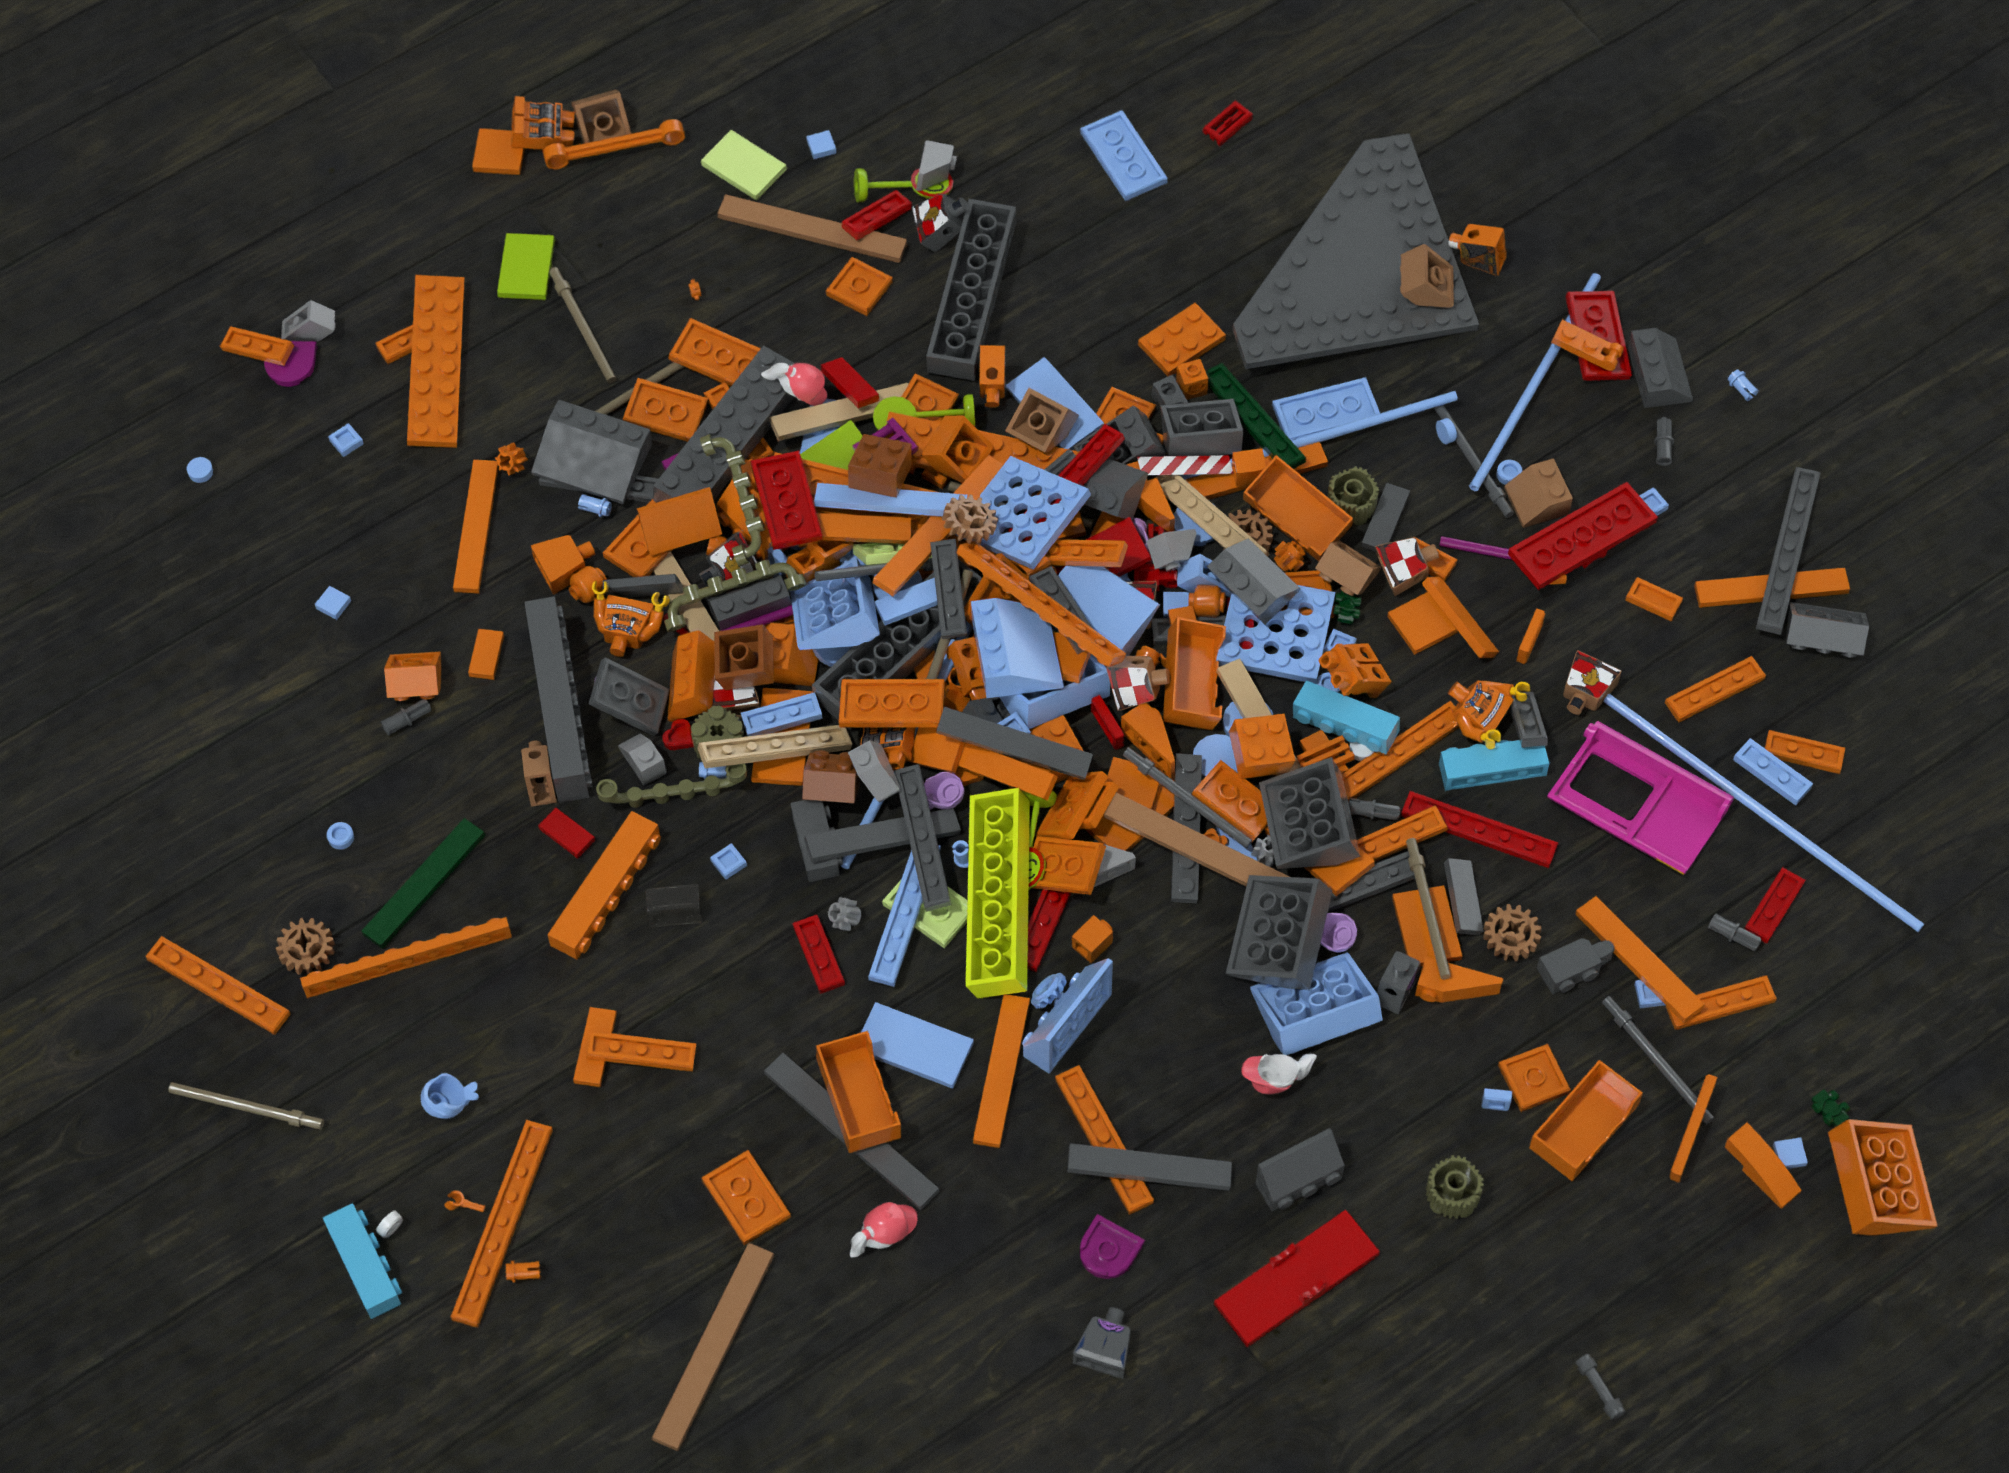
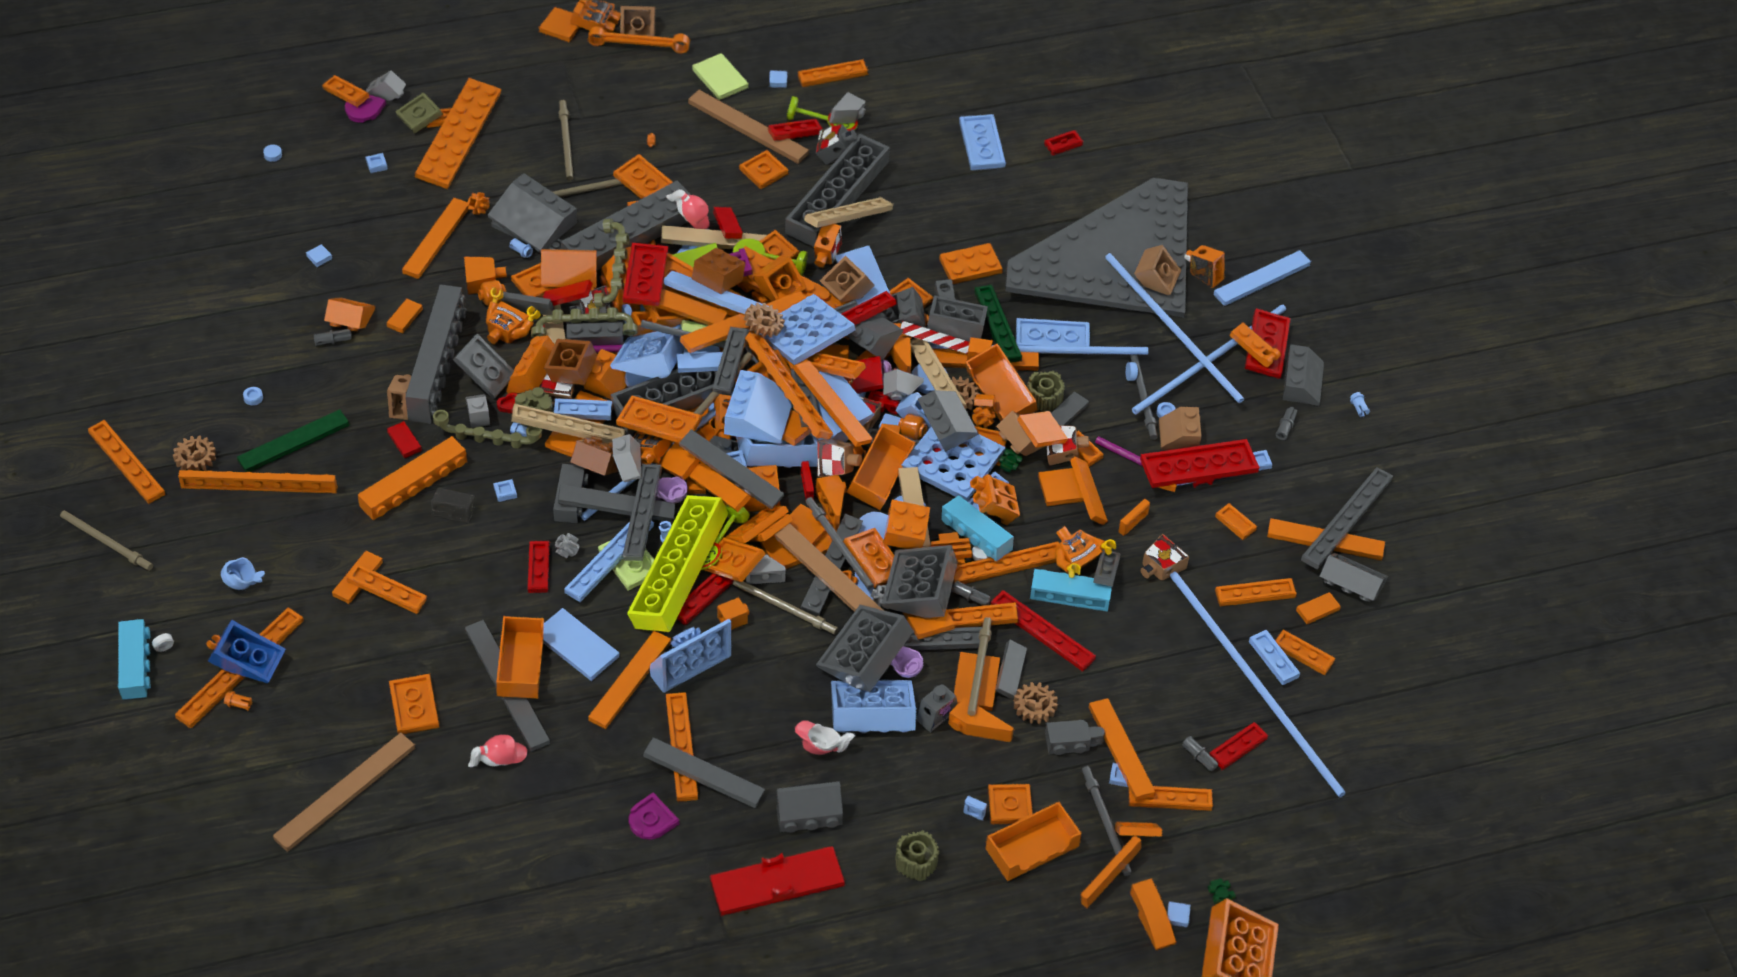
camera: 15 degrees right, 10 degrees down
(370, 347) = (419, 112): none -> olive tile
(506, 1204) = (246, 653): none -> blue slope
(526, 266) = (545, 95): lime tile -> none
(665, 409) = (594, 202): orange tile -> none
(693, 556) = (569, 292): none -> red tile
(888, 113) = (832, 73): none -> orange tile
(1003, 320) = (848, 212): none -> tan tile
(1104, 608) = (832, 404): none -> orange tile
(1104, 1345) = (617, 878): dark grey torso -> none
(1192, 379) = (965, 287): orange brick -> none
(1201, 912) = (817, 622): none -> dark tan bar
(1285, 536) = (984, 400): none -> orange tile
(1377, 556) = (1042, 429): none -> orange tile
(1477, 353) = (1177, 331): none -> light blue piece
(1554, 242) = (1262, 278): none -> light blue tile
(1674, 817) = (1186, 667): dark pink piece -> none
(1704, 1061) = (1138, 829): none -> orange tile
(1798, 685) = (1318, 608): none -> orange tile

